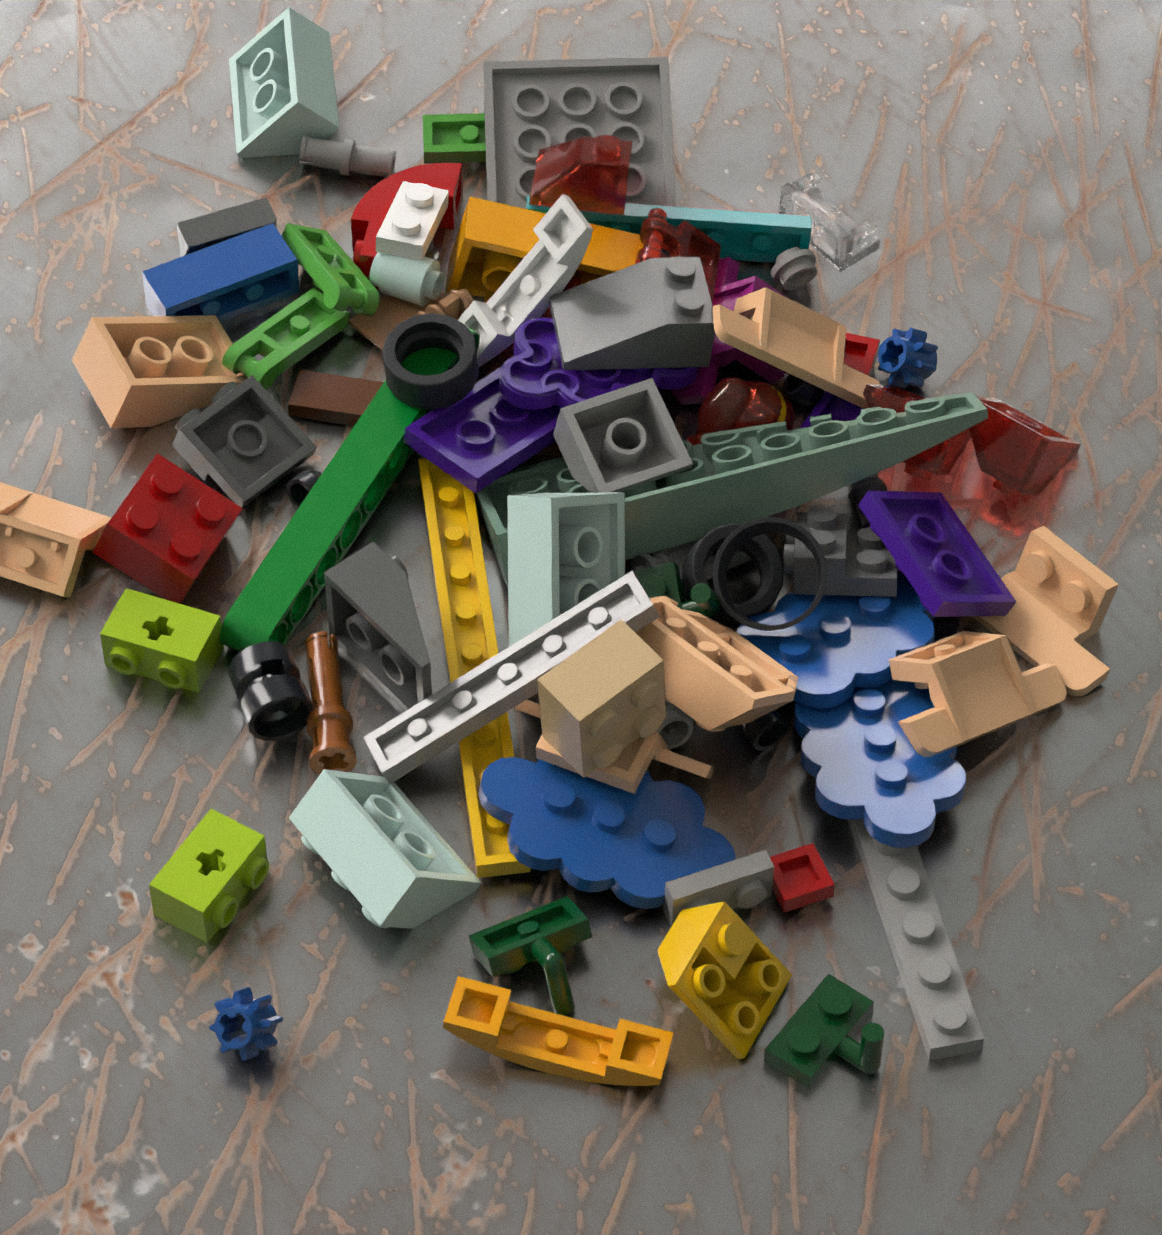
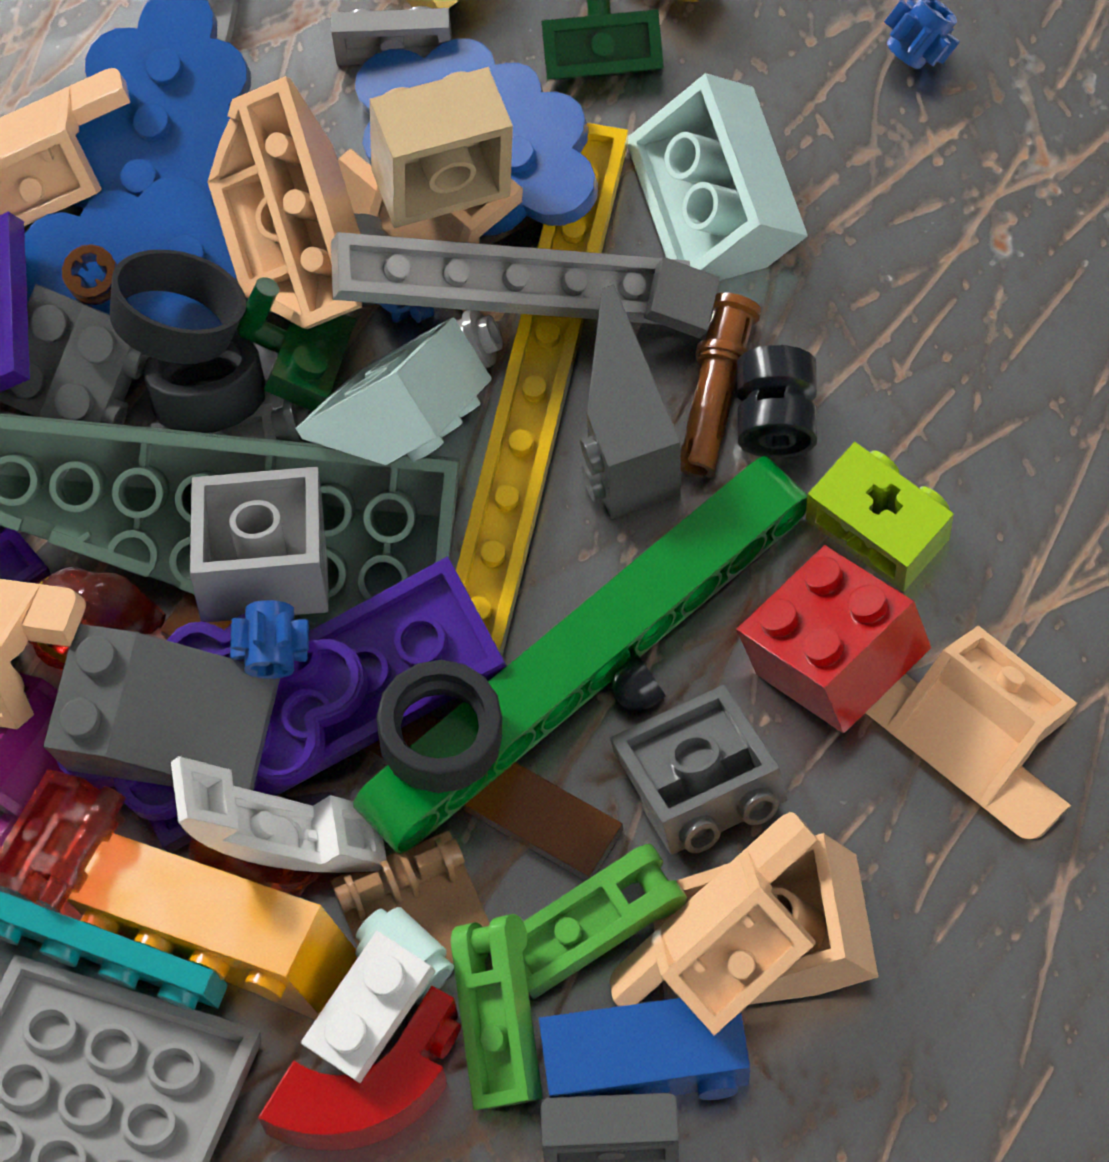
camera: 155 degrees left, 15 degrees up
(189, 323) = (727, 936): none -> light nougat plate
(209, 876) = (910, 208): lime brick -> none
(374, 731) = (681, 297): none -> dark grey tile
(574, 359) = (269, 639): none -> blue gear
(588, 170) = (112, 1000): clear red slope -> none
(800, 878) = (303, 32): red plate -> none
(858, 602) = (78, 259): none -> reddish brown bush

